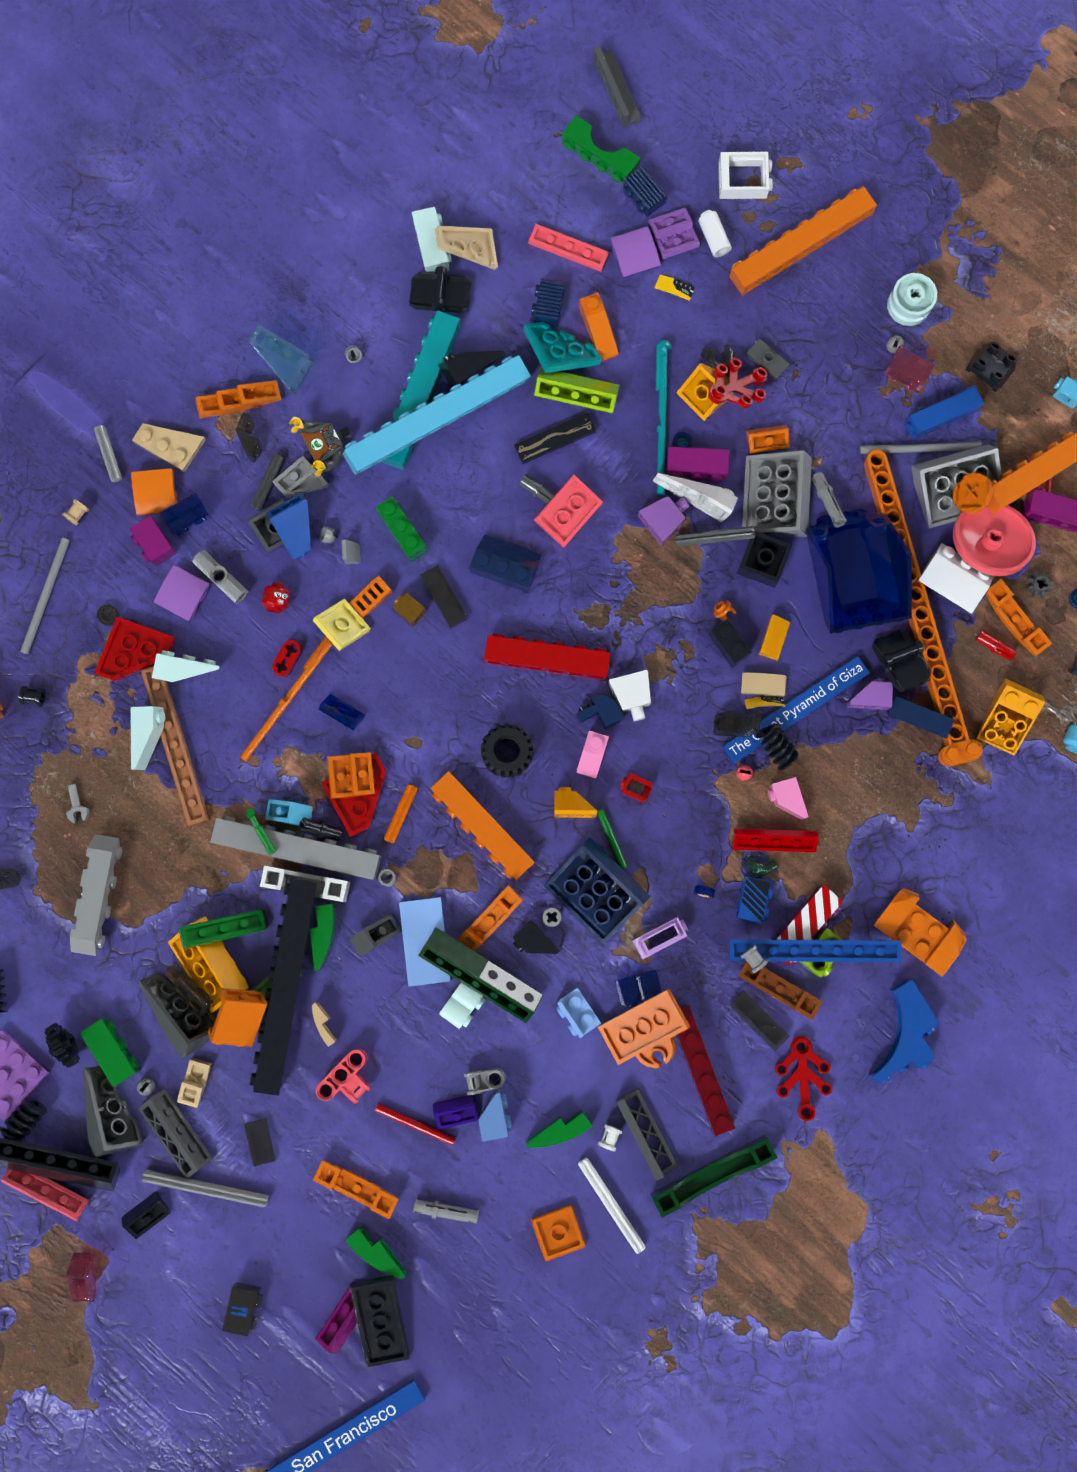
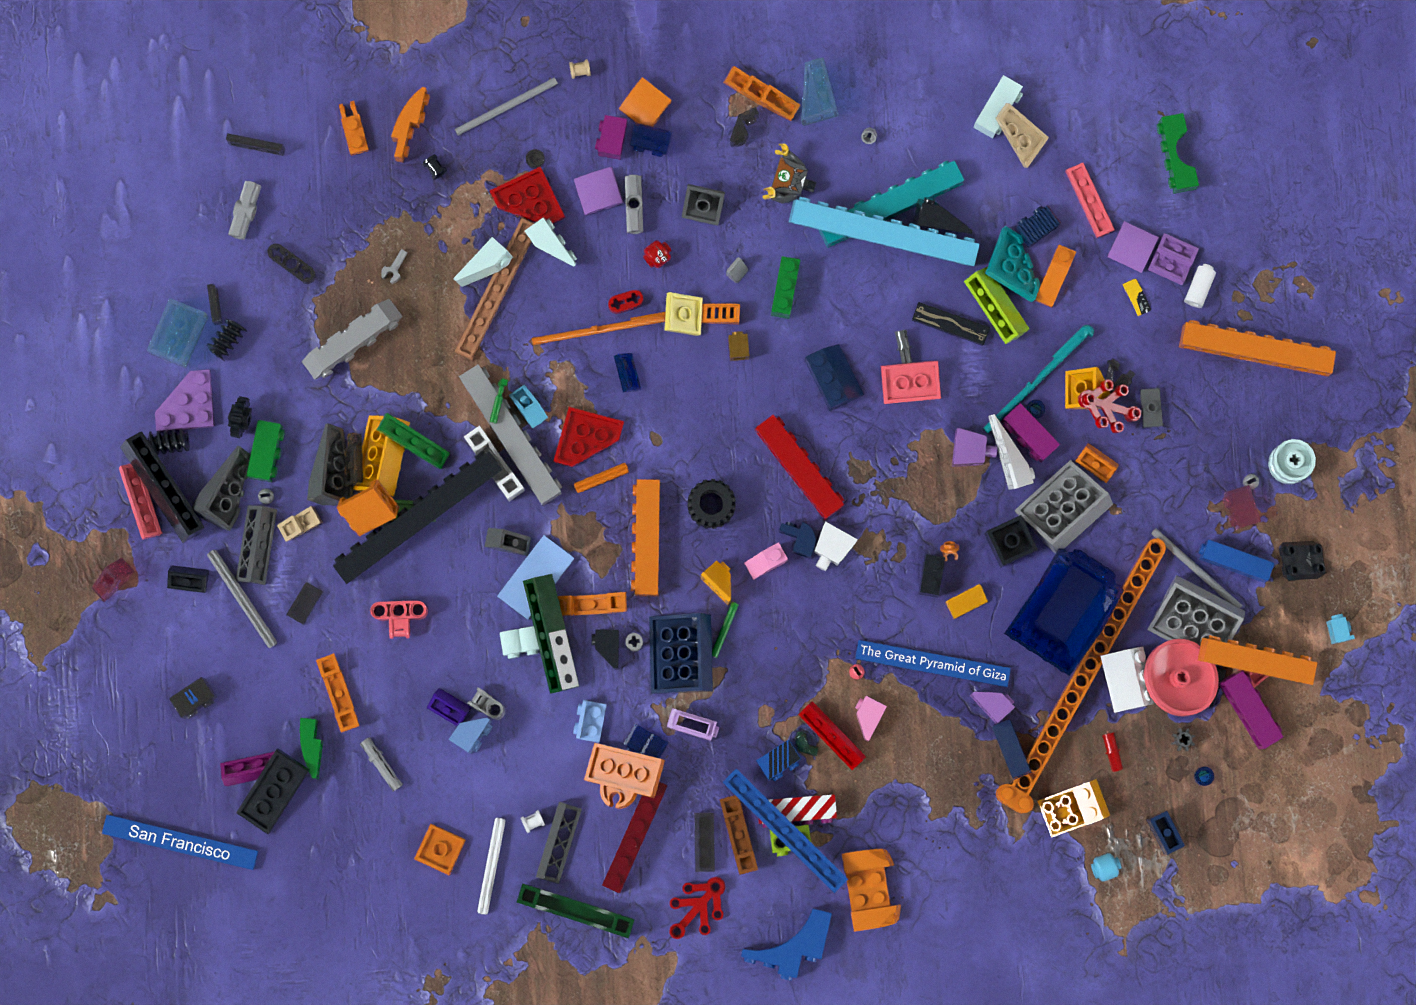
camera: 40 degrees right, 0 degrees up
(107, 453) = (639, 48): light grey axle -> none
(169, 445) = (685, 81): tan wing -> none
(266, 483) = (727, 169): dark grey axle -> none
(292, 525) = (714, 216): blue slope -> none
(299, 479) = (749, 188): light grey wing -> none
(320, 829) = (539, 437): black pin -> none
(320, 1018) = (419, 562): tan slope -> none
(323, 935) = (474, 508): green slope -> none
(327, 535) = (732, 243): light grey hinge -> none
(350, 775) = (592, 420): orange slope -> none
(384, 876) = (551, 508): light grey hinge -> none
(415, 1124) = (415, 690): red bar -> none
(440, 291) = (970, 148): black shield -> none
(444, 596) = (770, 360): clear smoke plate -> none
(559, 1131) = (505, 786): green slope -> none
(616, 87) = (1234, 119): dark grey fence -> none
(636, 788) = (773, 612): red window -> none
(644, 191) = (1180, 210): dark blue brick -> none
(704, 891) = (751, 723): clear blue tile -> none
(715, 536) = (992, 494): dark grey axle -> none
(731, 159) = (1269, 250): white window -> none
(737, 725) = (881, 634): clear smoke slope -> none
(754, 958) = (739, 795): light grey bush -> none
(763, 684) = (928, 625): tan slope -> none
(764, 701) = (917, 637): yellow sticker -> none
(779, 744) = (896, 675): black piece -> none
(825, 493) = (1097, 537): light grey pin -> none
(902, 660) = (1036, 699): black shield -> none
(973, 493) = (1195, 632): orange tile -> none
(1015, 619) = (1144, 746): orange slope -> none

